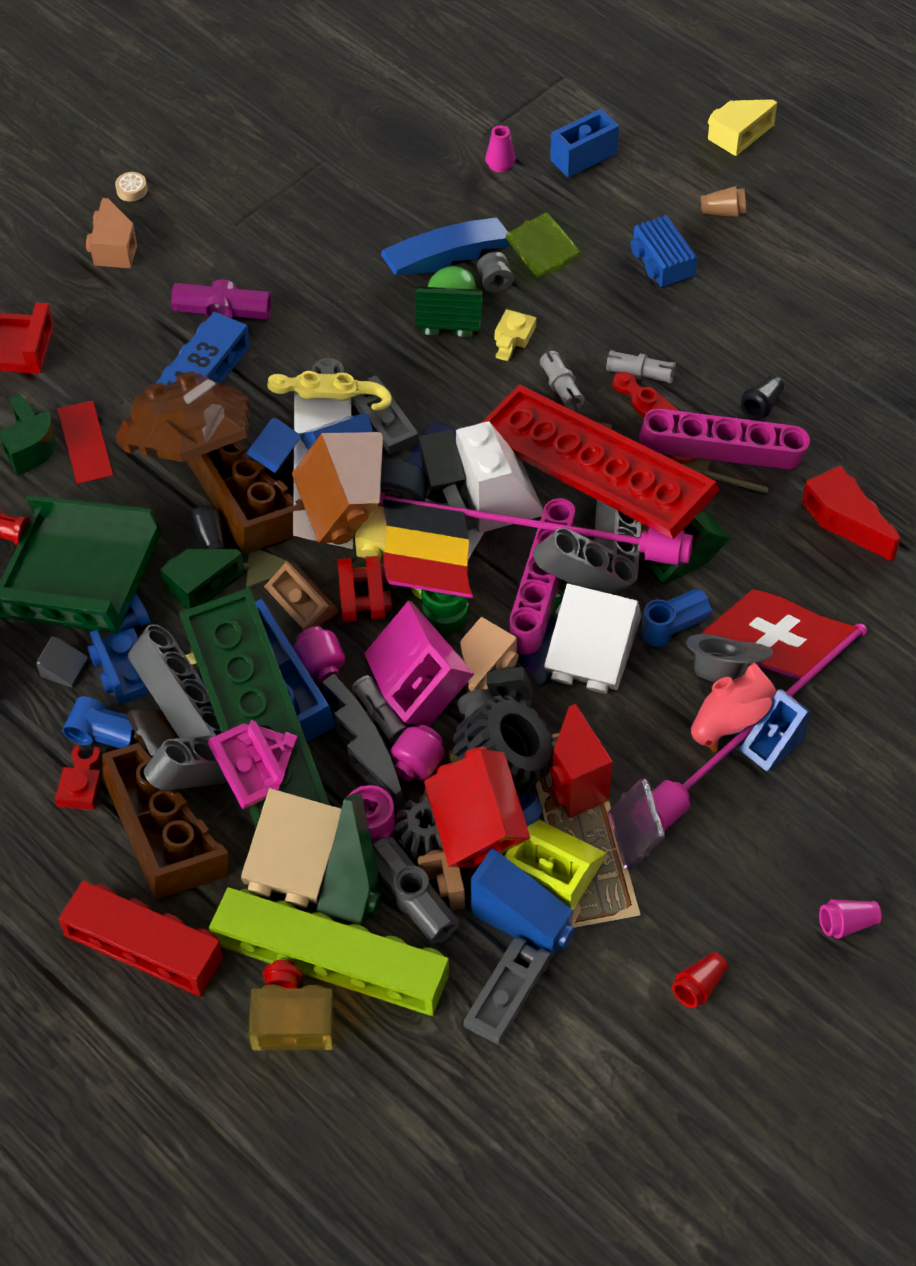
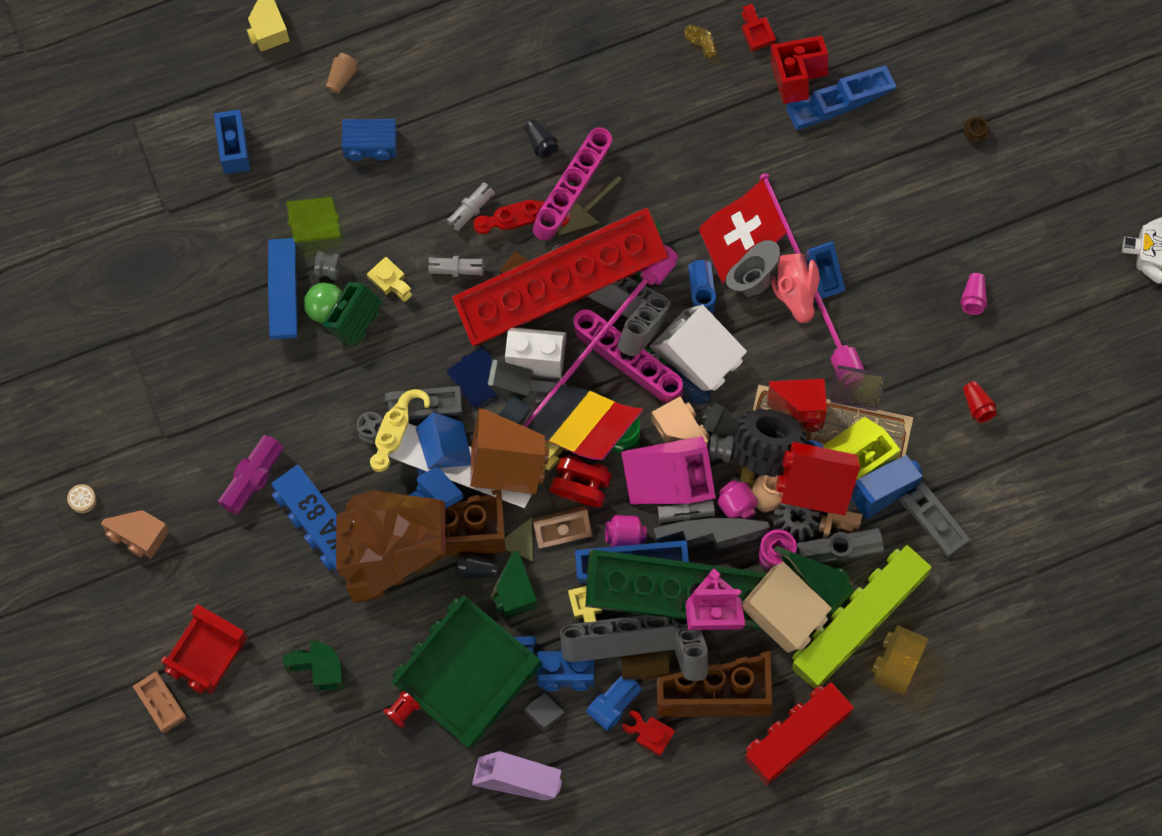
camera: 65 degrees left, 15 degrees up
(85, 442) = (337, 627): red sticker -> none
(283, 974) = (866, 654): red plate -> none
(500, 151) = (202, 206): dark pink cone -> none
(845, 510) = (666, 137): red slope -> none

